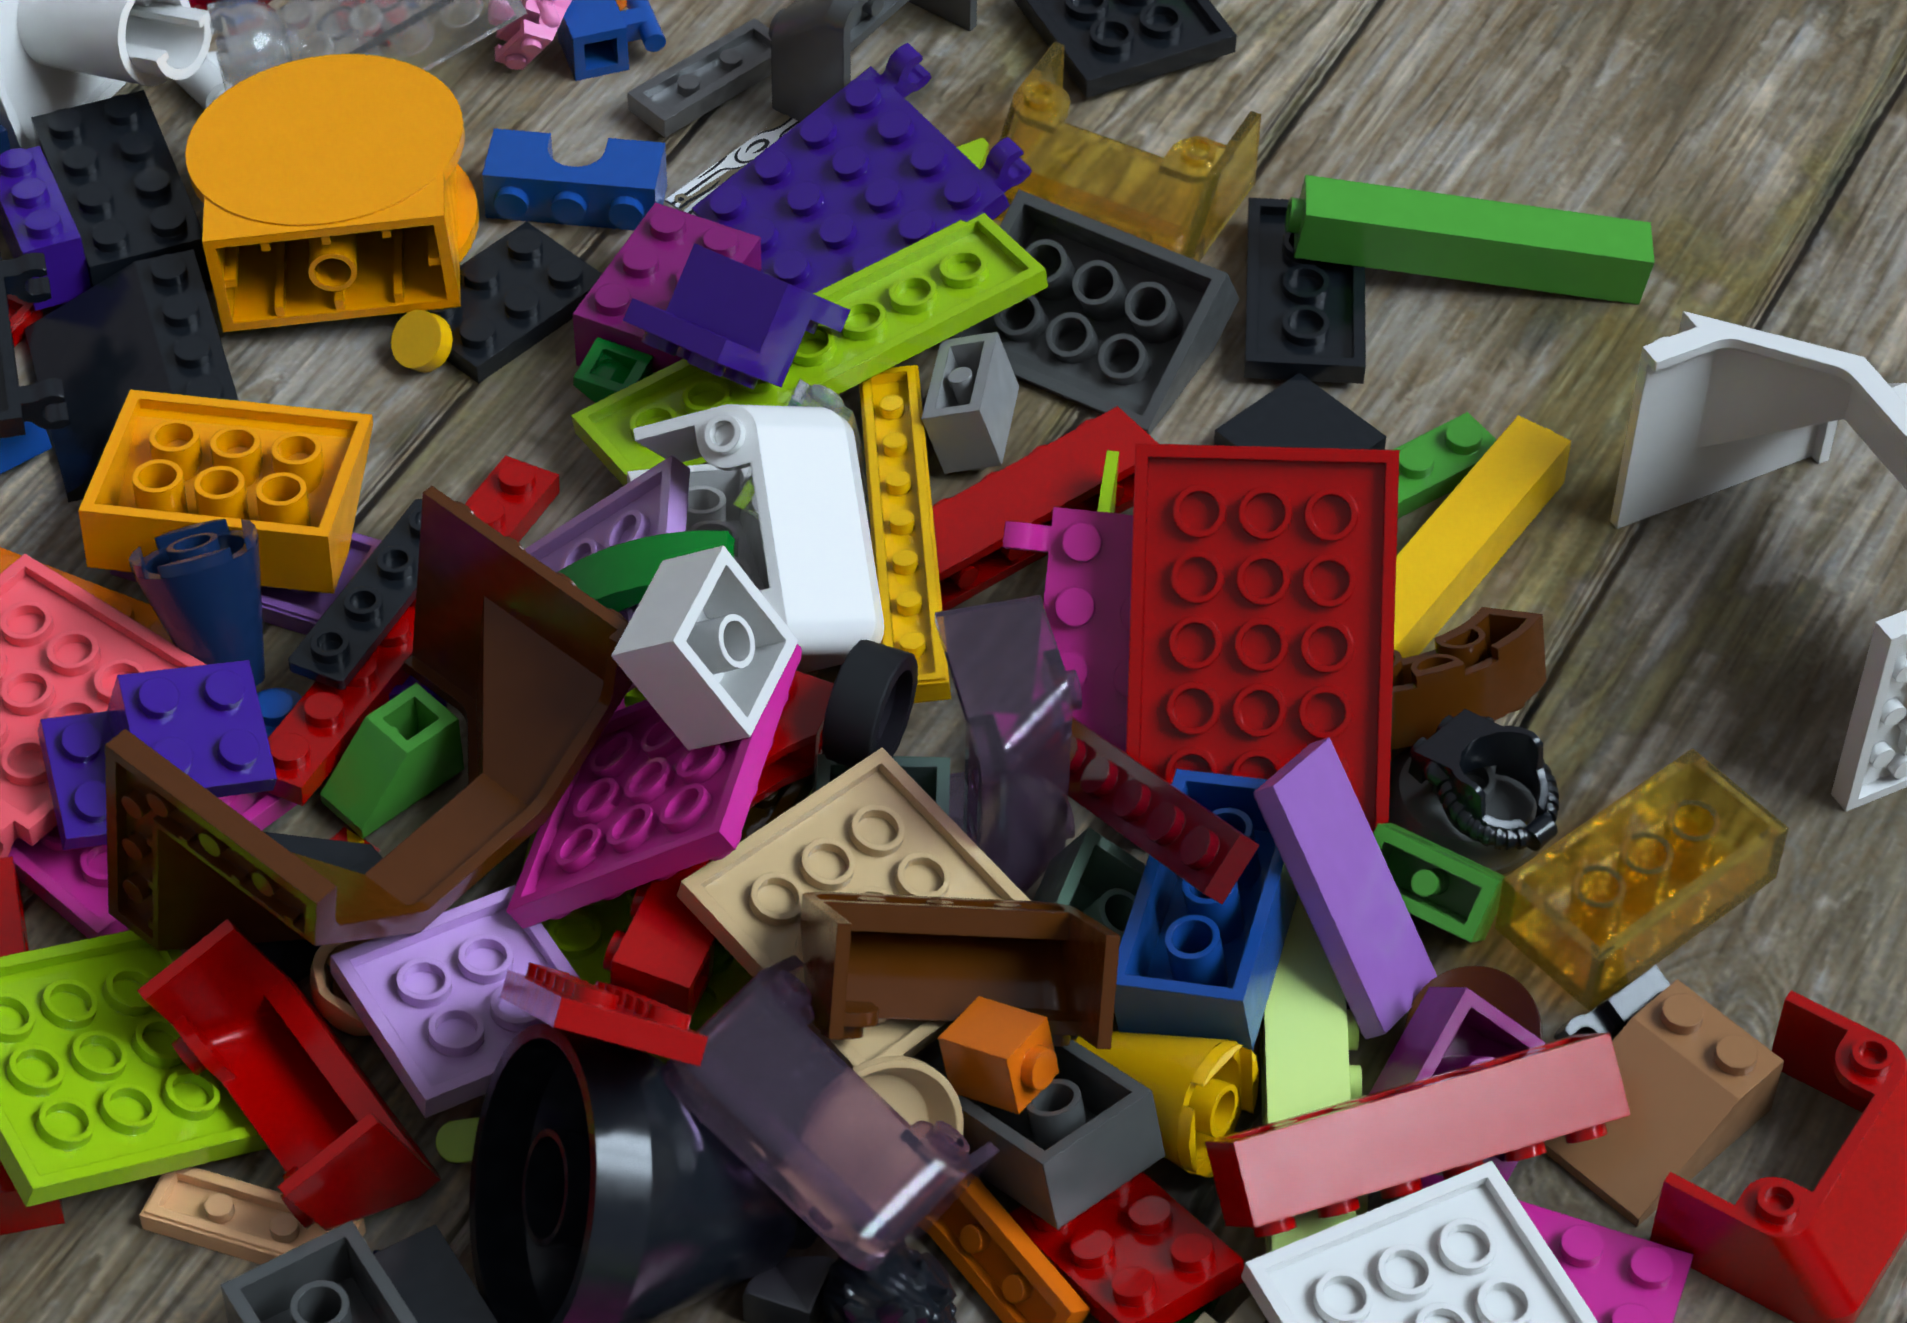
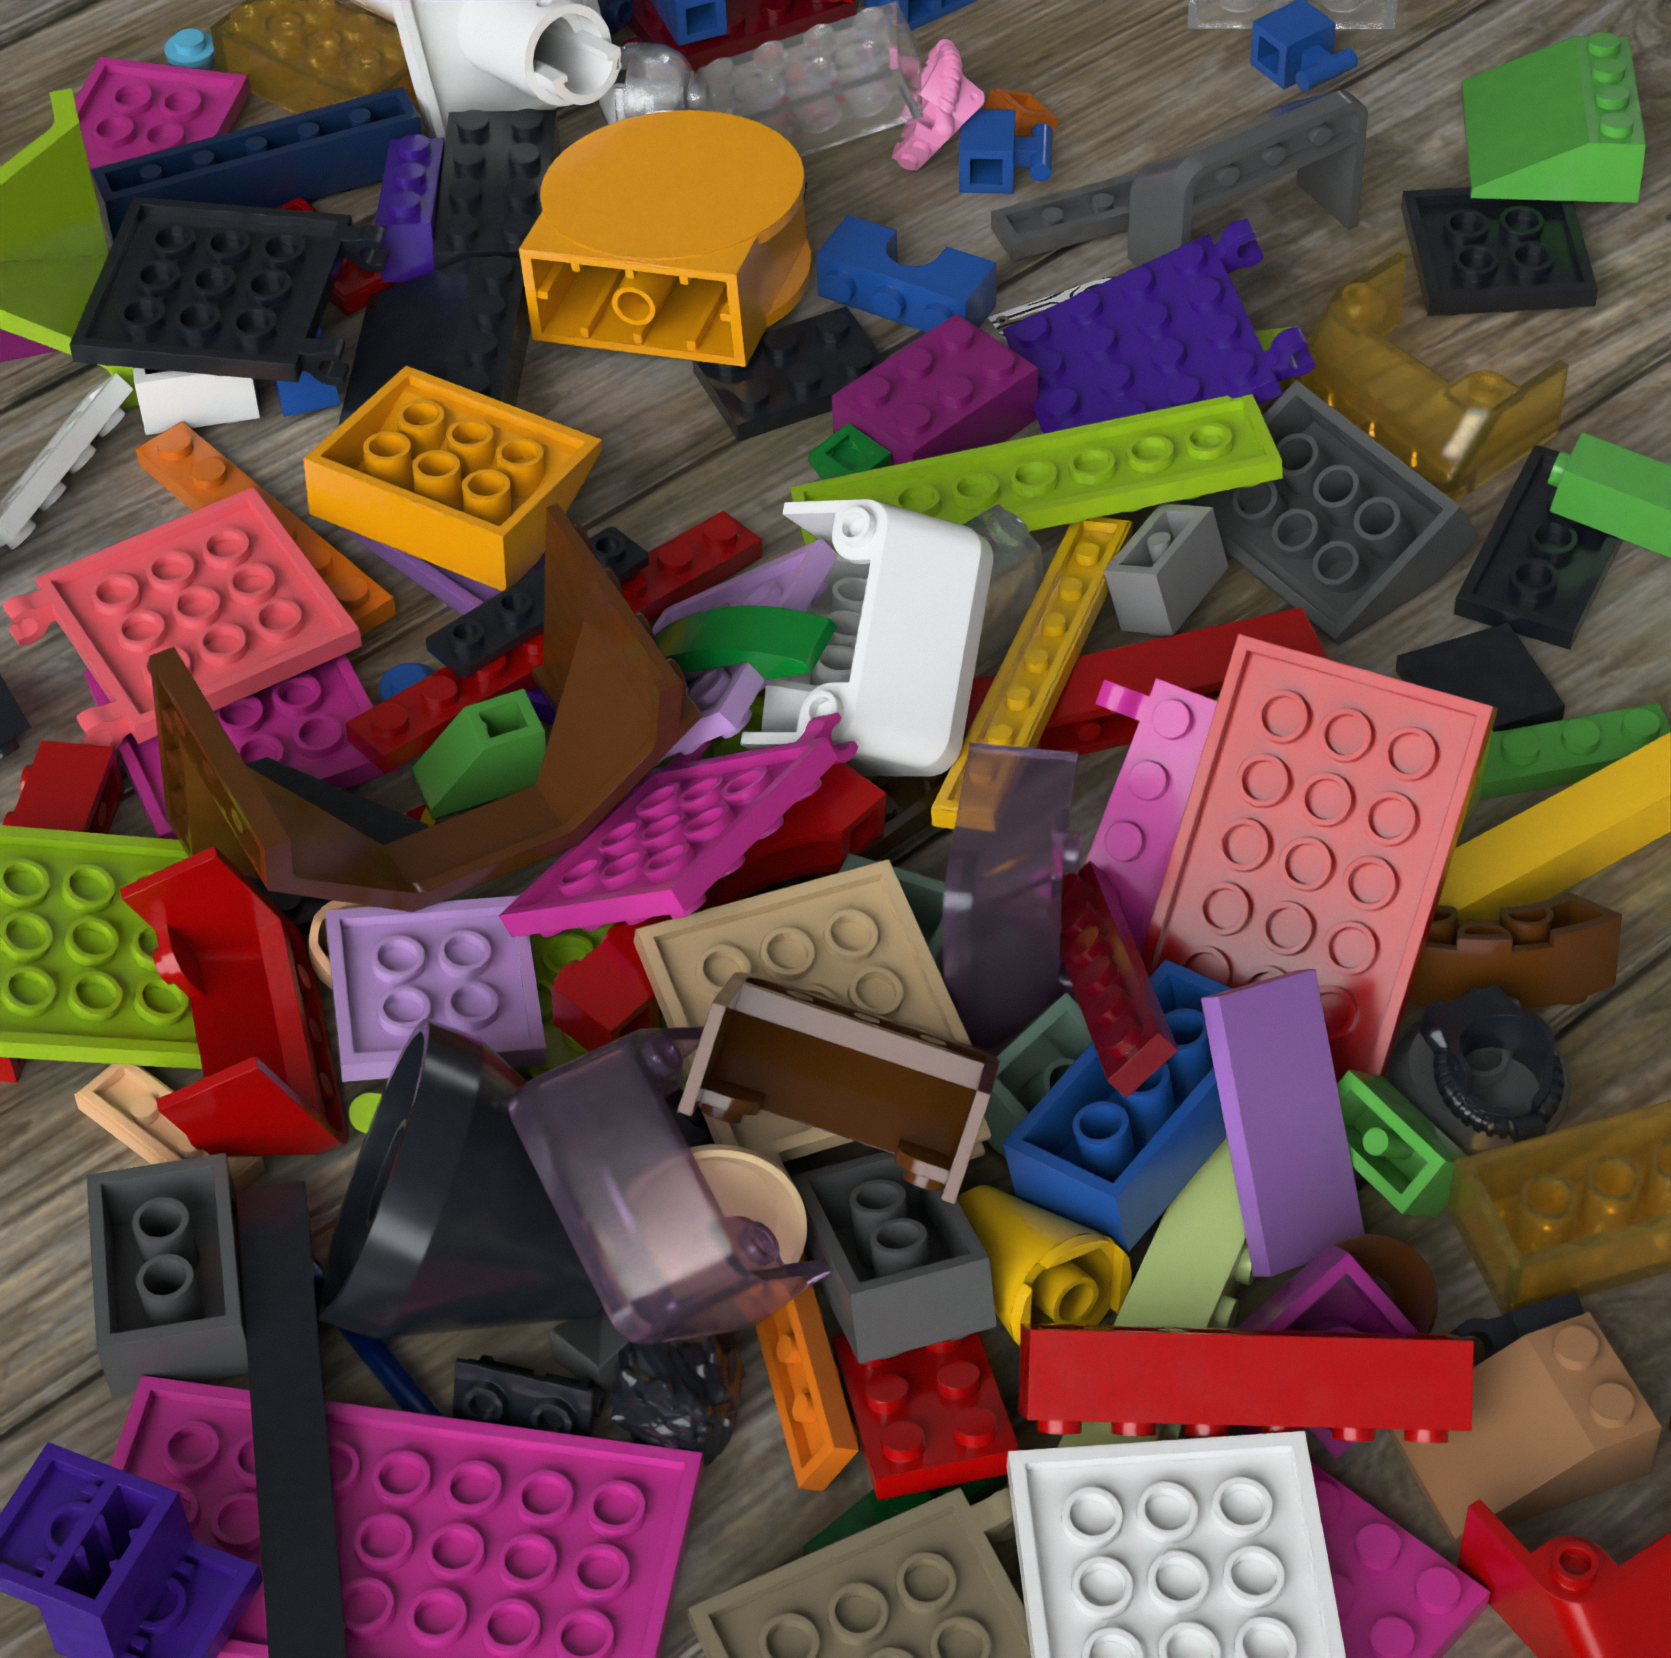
camera: 25 degrees right, 0 degrees up
(192, 716) = (279, 680): dark purple bracket -> none
(207, 591) = (380, 570): dark blue cone -> none
(421, 341) = (698, 389): yellow tile -> none
(604, 1013) = (476, 1026): red plate -> none
(705, 648) = (739, 717): white brick -> none
(734, 319) = (960, 432): dark purple bracket -> none
(869, 703) = (900, 816): black tyre -> none
(999, 1054) = (862, 1179): orange brick -> none

